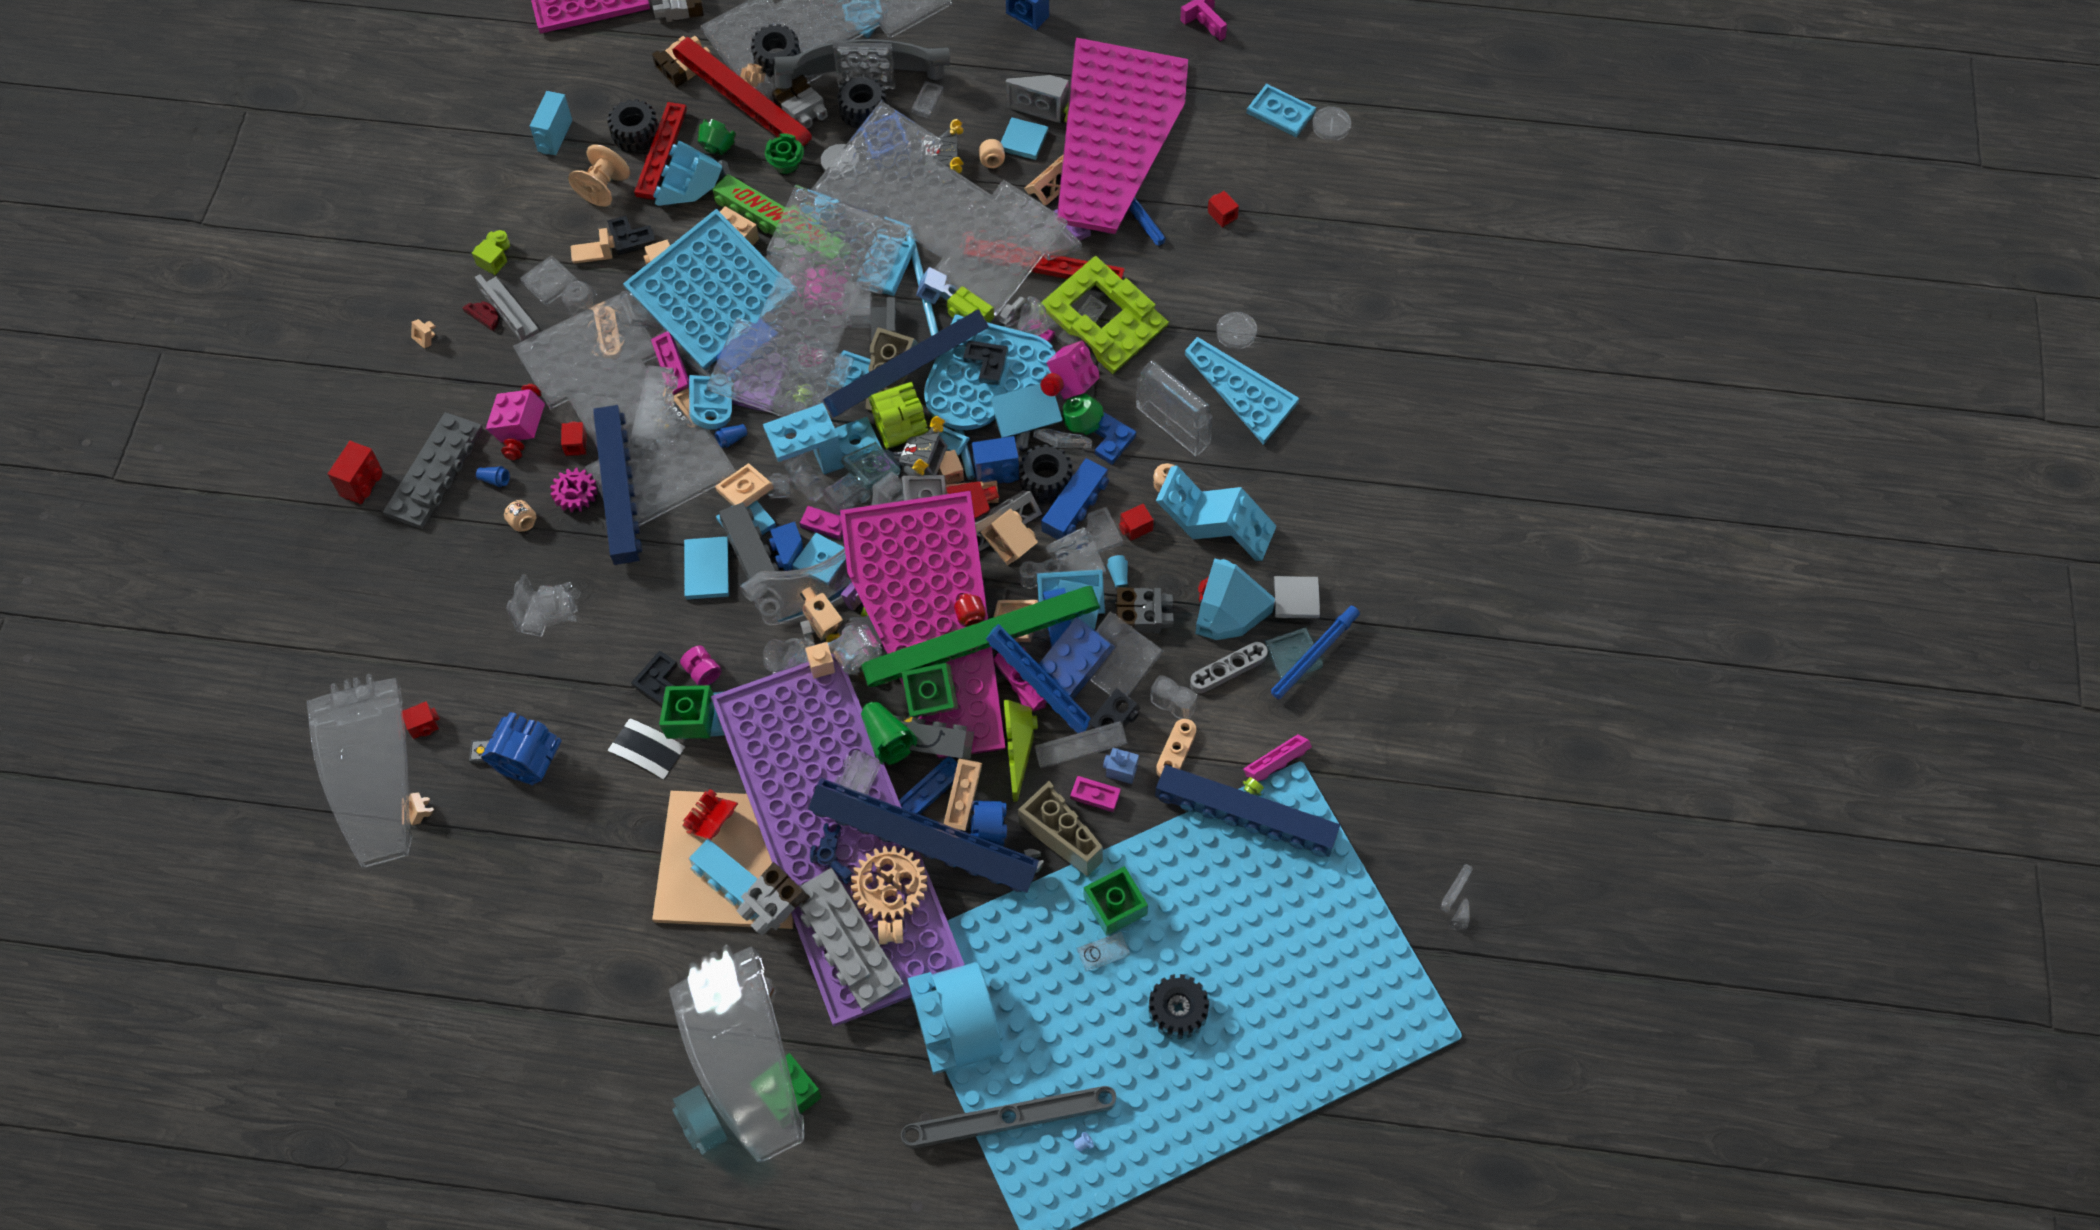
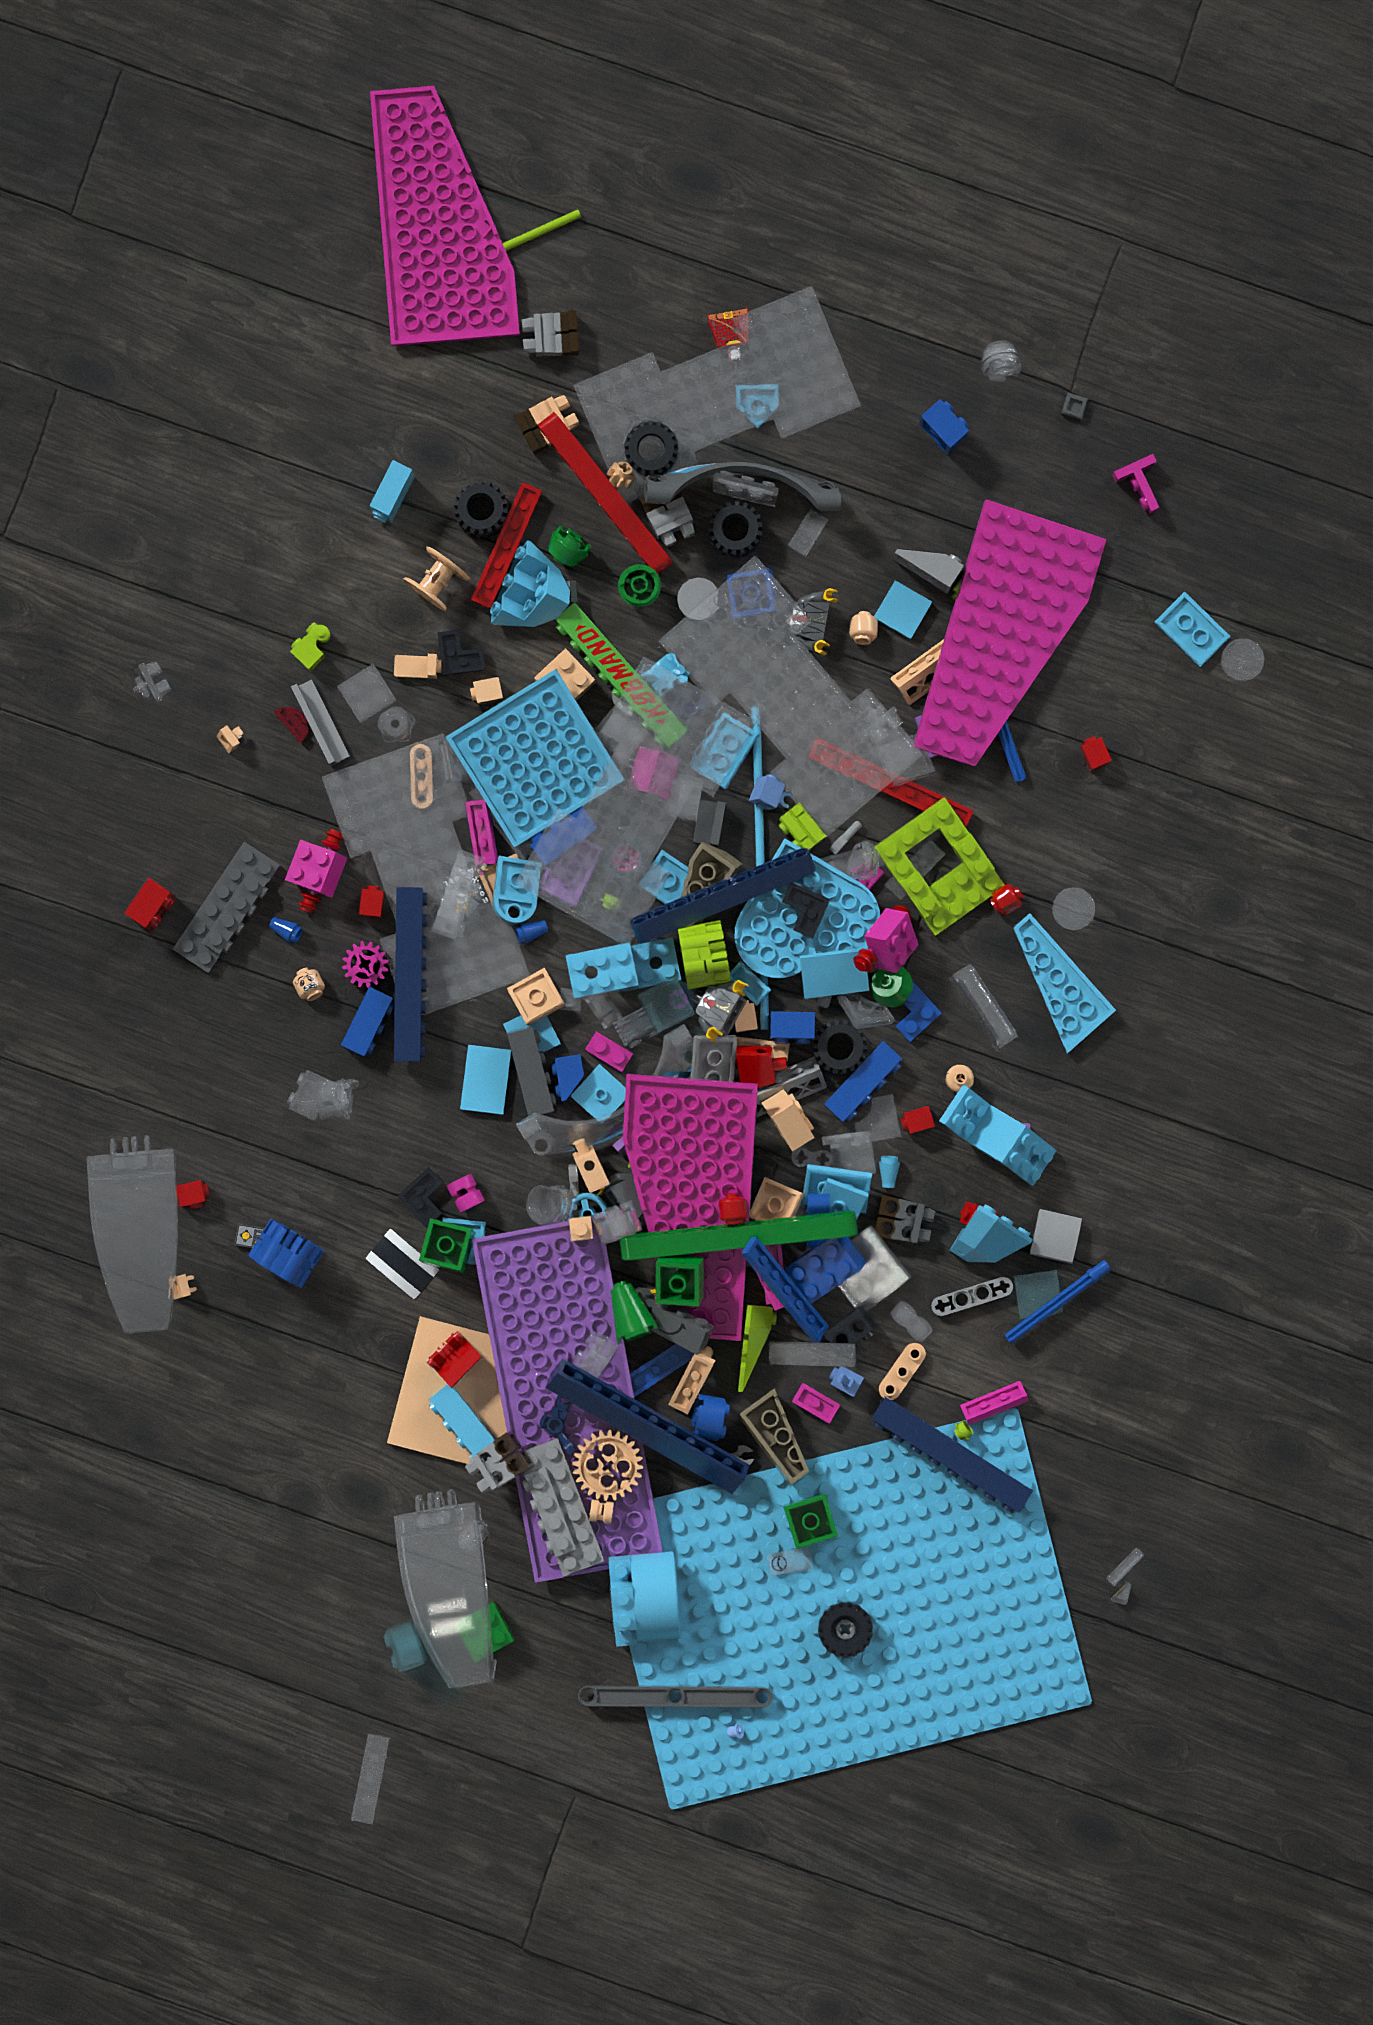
camera: 10 degrees right, 25 degrees up
(341, 303) = (148, 672): none -> clear hips
(582, 537) = (368, 1022): none -> blue brick
(1173, 330) = (1007, 899): none -> red head

